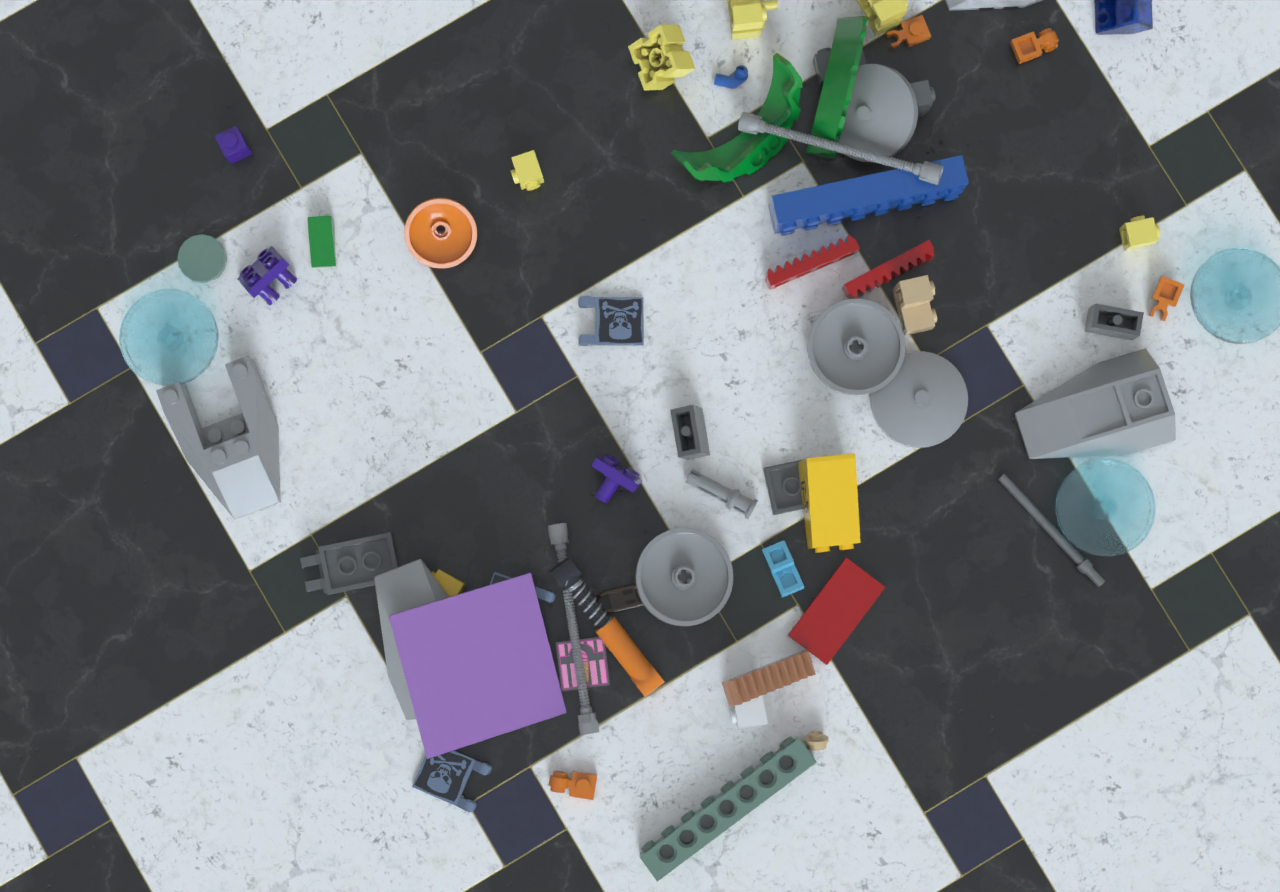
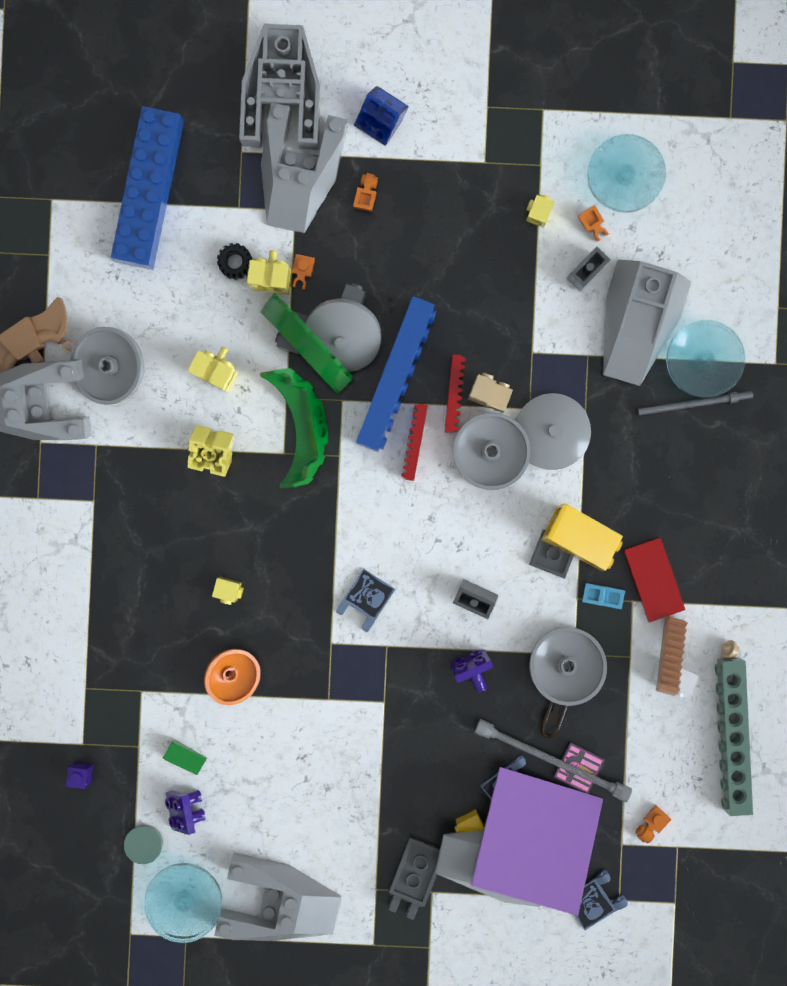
camera: 55 degrees left, 5 degrees up
(608, 629) = (613, 733): piece -> none
(731, 498) = (536, 599): light grey pin -> none
(733, 80) = (256, 410): blue arm -> none
(927, 171) = (297, 418): light grey hose -> none

